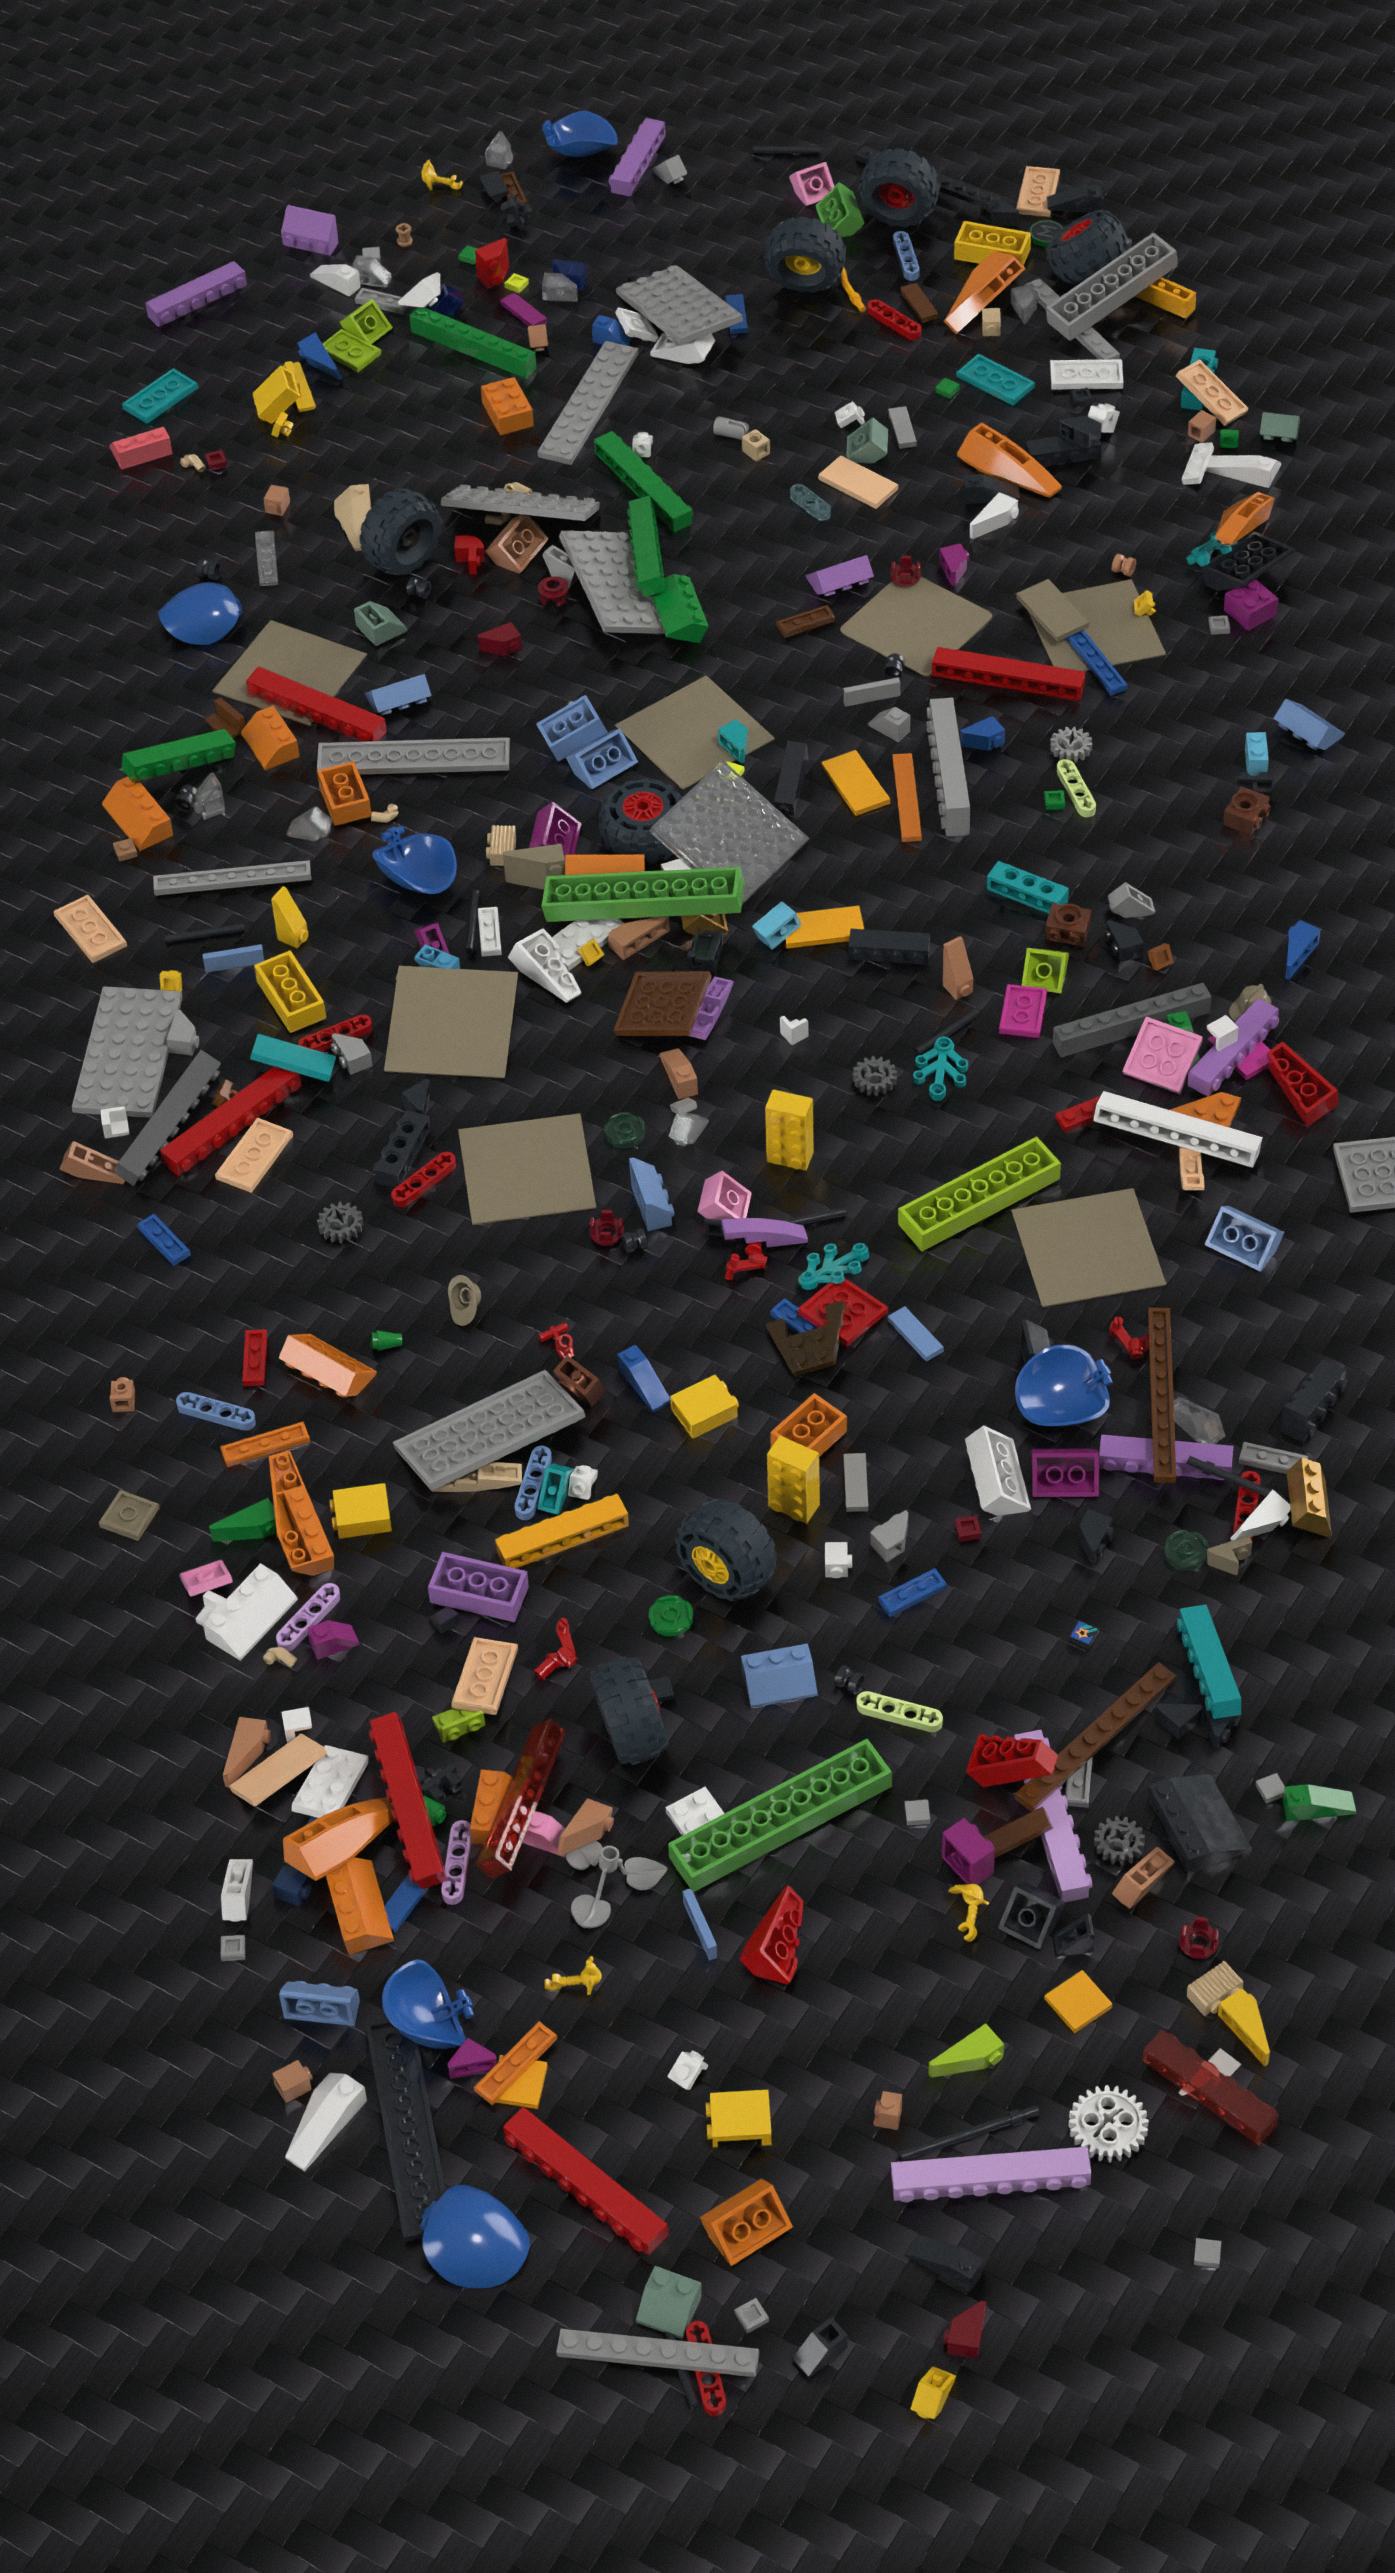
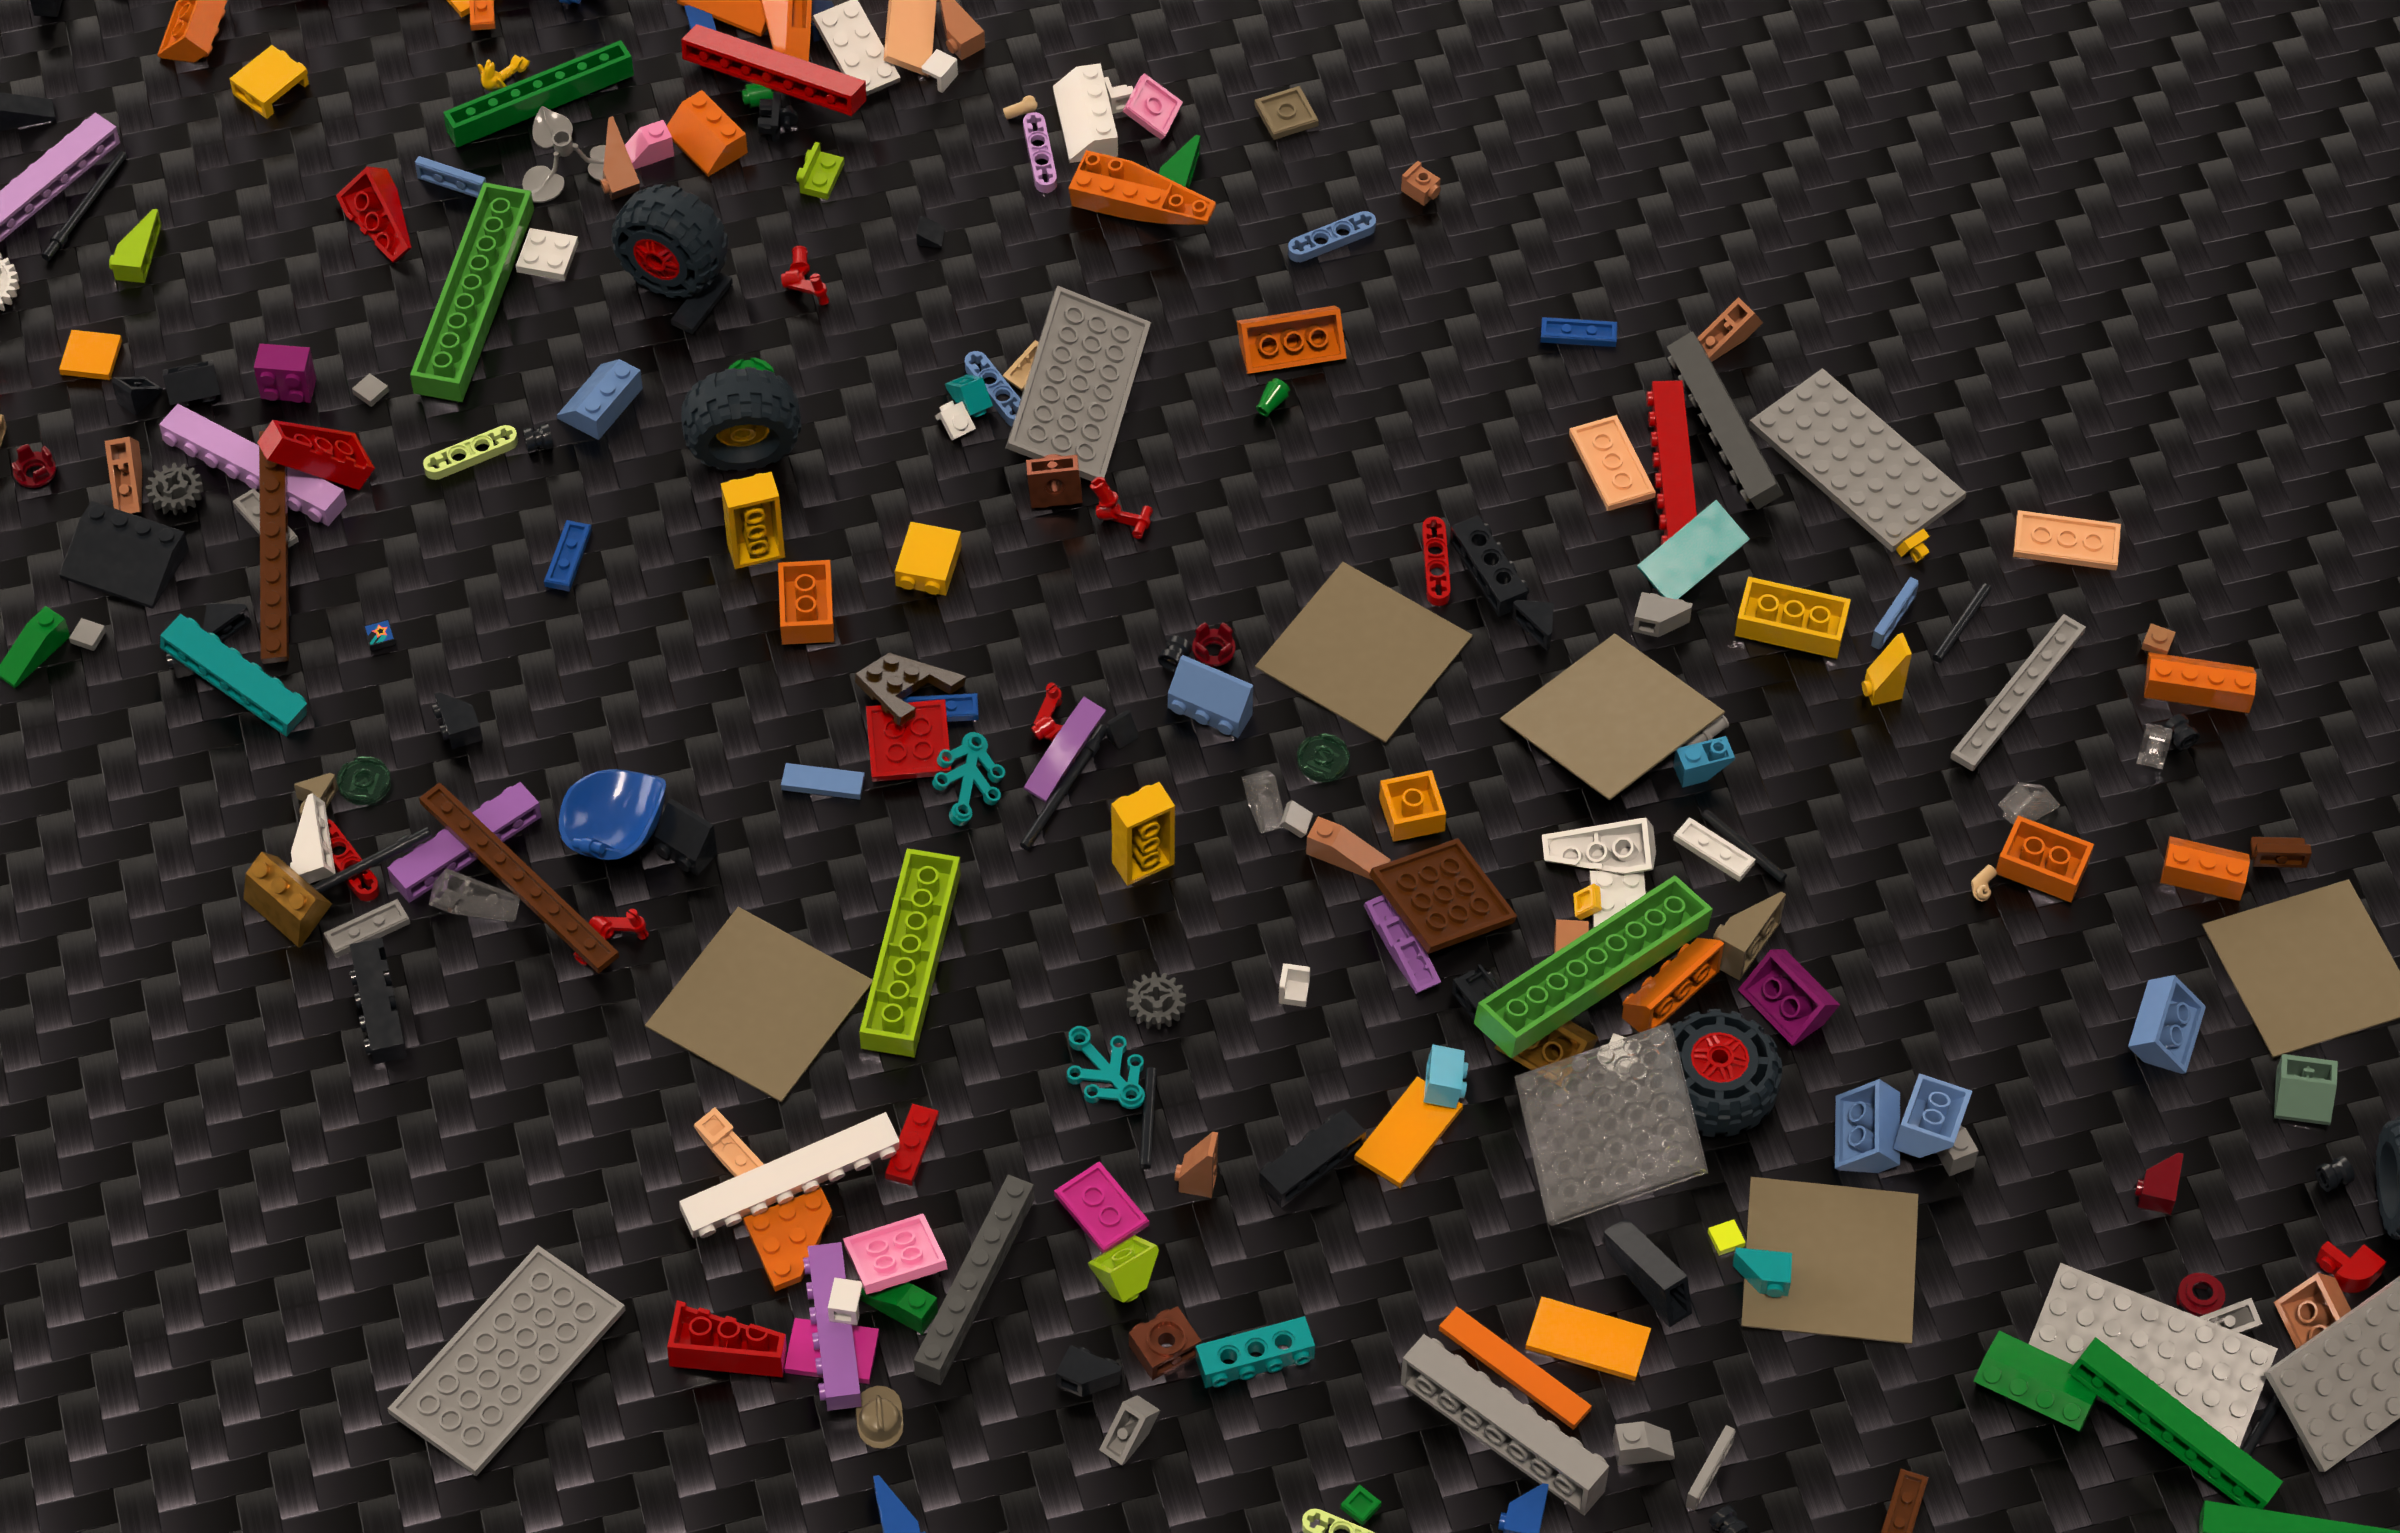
camera: 130 degrees right, 5 degrees up
(114, 1122) = (1767, 384): white panel -> none
(178, 755) = (2244, 750): green brick -> none
(182, 1035) = (1829, 506): light grey slope -> none
(224, 1093) = (1713, 485): dark orange tile -> none
(255, 1358) = (1359, 297): red plate -> none
(265, 1444) = (1256, 246): orange tile -> none
(315, 705) = (2218, 937): red brick -> none
(331, 1638) = (996, 146): magenta slope -> none
(340, 1222) = (1449, 459): dark grey gear -> none
(356, 1022) = (1702, 625): red beam -> none
(360, 1511) = (1102, 252): yellow brick -> none
(417, 861) = (1867, 832): blue piece -> none
(418, 755) = (2047, 970): light grey plate -> none
(431, 936) = (1742, 781): magenta slope -> none
(459, 1862) = (697, 82): lavender beam -> none
(463, 1299) = (1249, 483): dark tan piece -> none
(478, 1587) = (926, 264): medium lavender brick -> none
(484, 1676) = (839, 214): light nougat tile -> none
(500, 840) = (1824, 942): tan brick -> none
(521, 1798) = (687, 137): clear red brick -> none
(562, 1532) = (917, 364): light orange brick -> none
(573, 1932) = (544, 89): none -> green brick
(617, 1057) = (1412, 806): none -> light orange brick
(642, 1378) = (1012, 540): slope -> none
(687, 2069) = (348, 86): white bracket -> none
(723, 1198) = (1140, 755): bright pink slope -> none
(837, 1560) = (659, 523): white brick -> none
(855, 1482) = (722, 607): light grey tile -> none
(888, 2110) = (159, 166): nougat brick -> none
(890, 1537) = (633, 577): light grey slope -> none
(968, 1528) = (576, 640): dark red plate -> none
(973, 1897) = (246, 346): yellow piece -> none
(997, 1472) = (601, 707): white slope -> none
(1020, 1831) = (249, 430): reddish brown tile -> none
(1065, 1472) = (545, 756): magenta slope -> none
(1160, 956) = (1028, 1387): dark orange tile -> none
(1244, 1238) = (612, 1128): medium blue slope -> none

